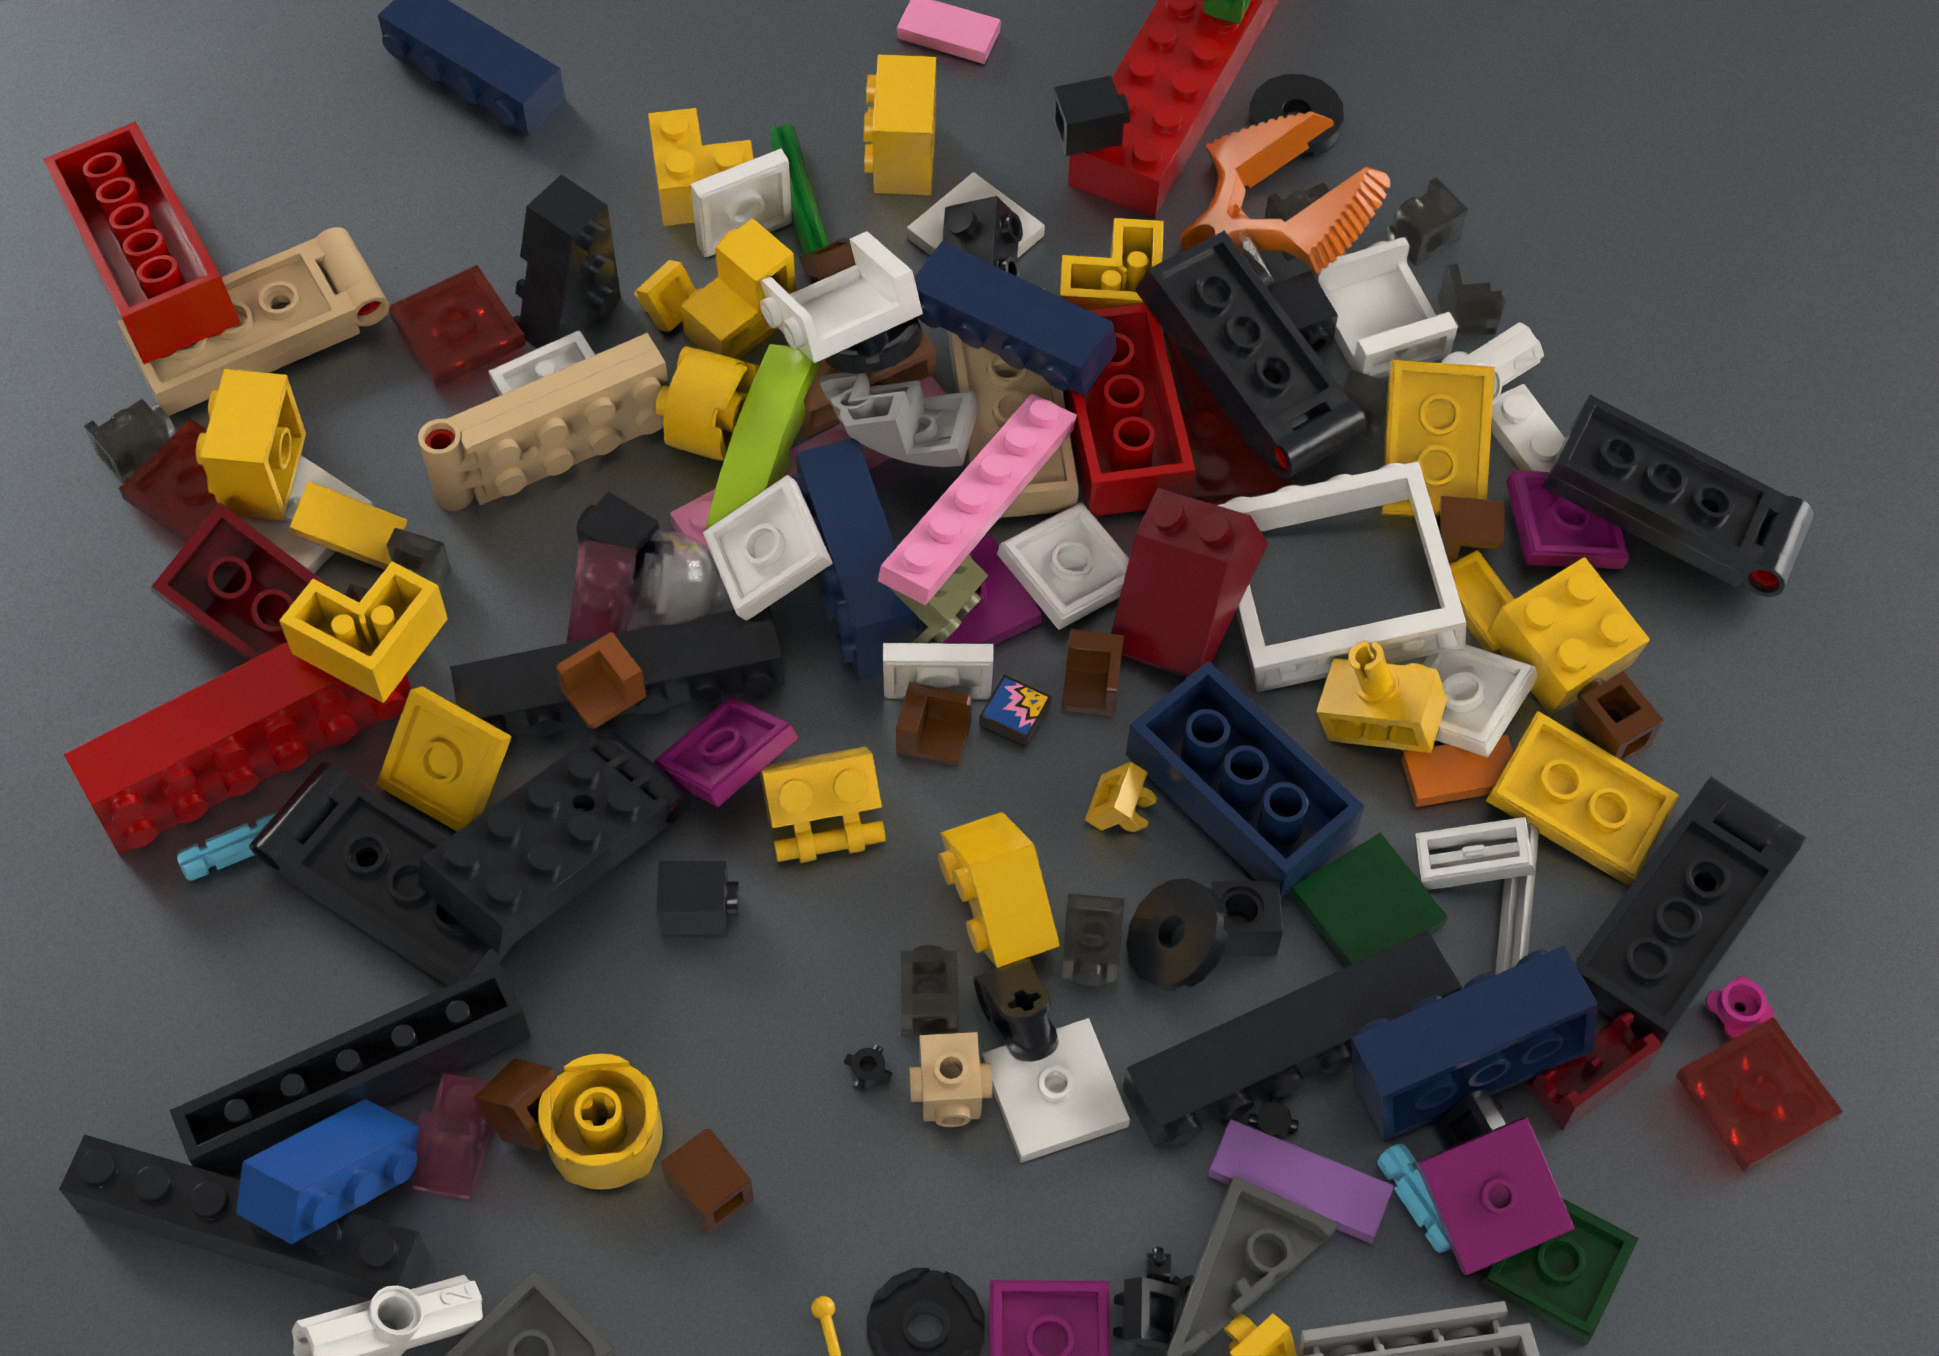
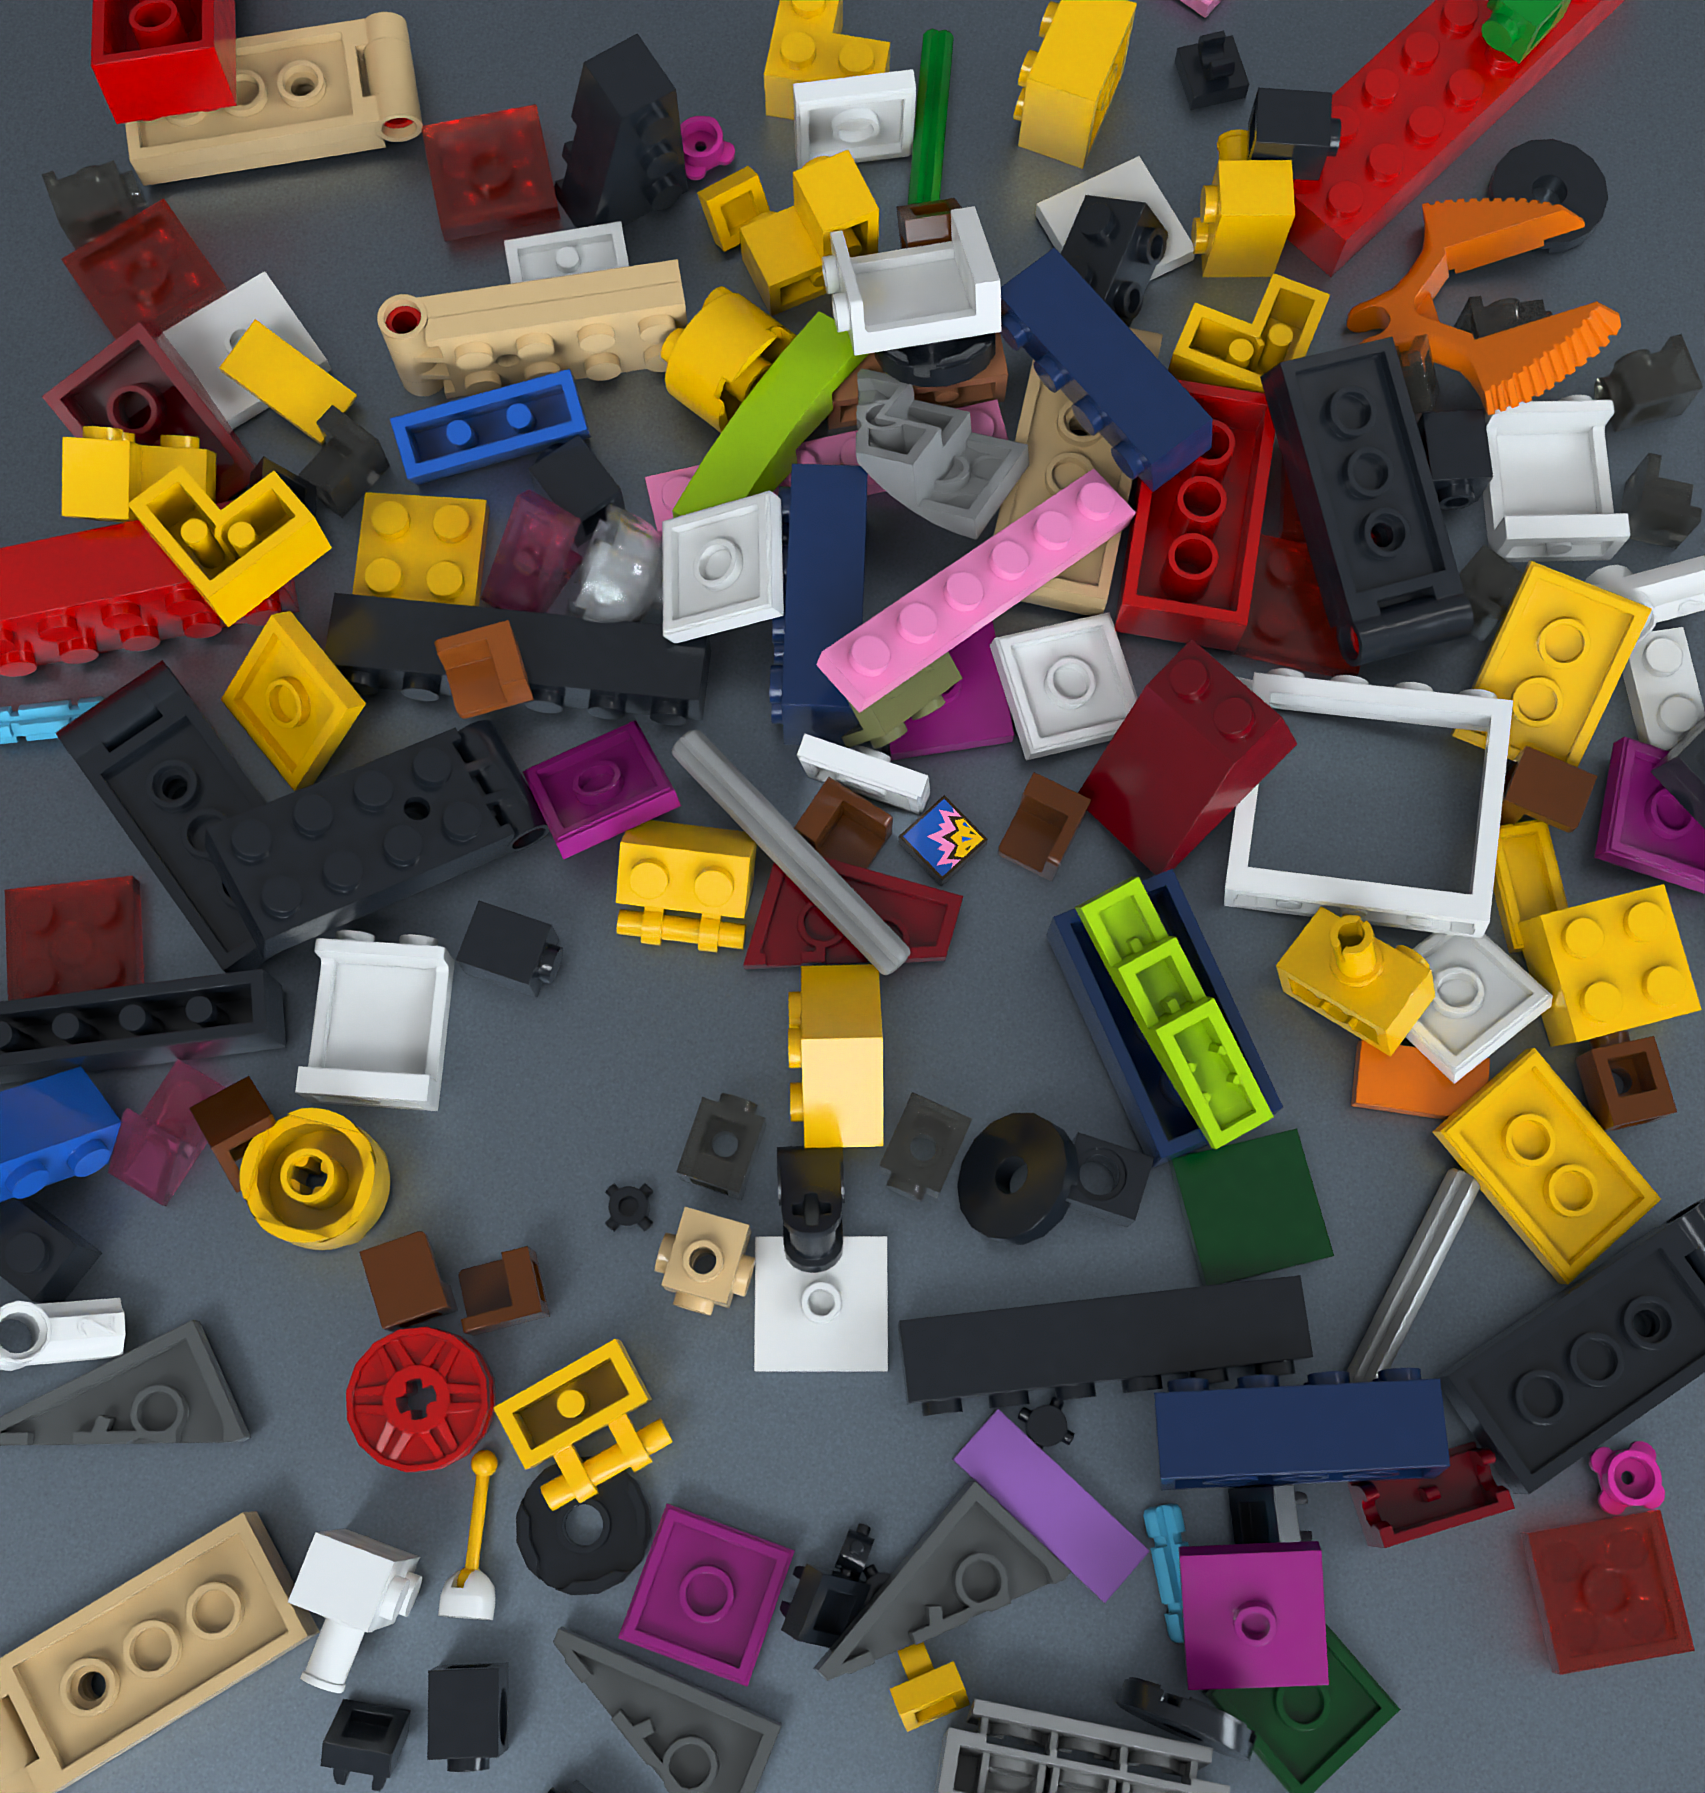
camera: 20 degrees right, 15 degrees up
(245, 622) = (111, 470): none -> yellow brick
(252, 443) = (202, 258): yellow brick -> none
(312, 1002) = (73, 937): none -> clear red plate
(502, 616) = (422, 548): none -> yellow plate
(532, 508) = (490, 427): none -> blue brick
(604, 986) = (379, 1022): none -> white panel
(628, 251) = (704, 132): none -> dark pink plate
(746, 1303) = (390, 1375): none -> red wheel
(790, 1166) = (503, 1292): none -> reddish brown panel
(886, 1224) = (574, 1405): none -> yellow brick
(900, 747) = (791, 852): none -> light grey axle
(960, 784) = (798, 934): none -> dark red wing
(1005, 98) = (1211, 71): none -> black tile
(1073, 186) = (1243, 212): none -> yellow brick
(1117, 798) = (1015, 987): yellow tile -> none
(1252, 761) = (1174, 1012): none -> lime slope
(1474, 862) = (1389, 1216): white tile -> none
(1476, 1283) = (1187, 1718): none -> black tile

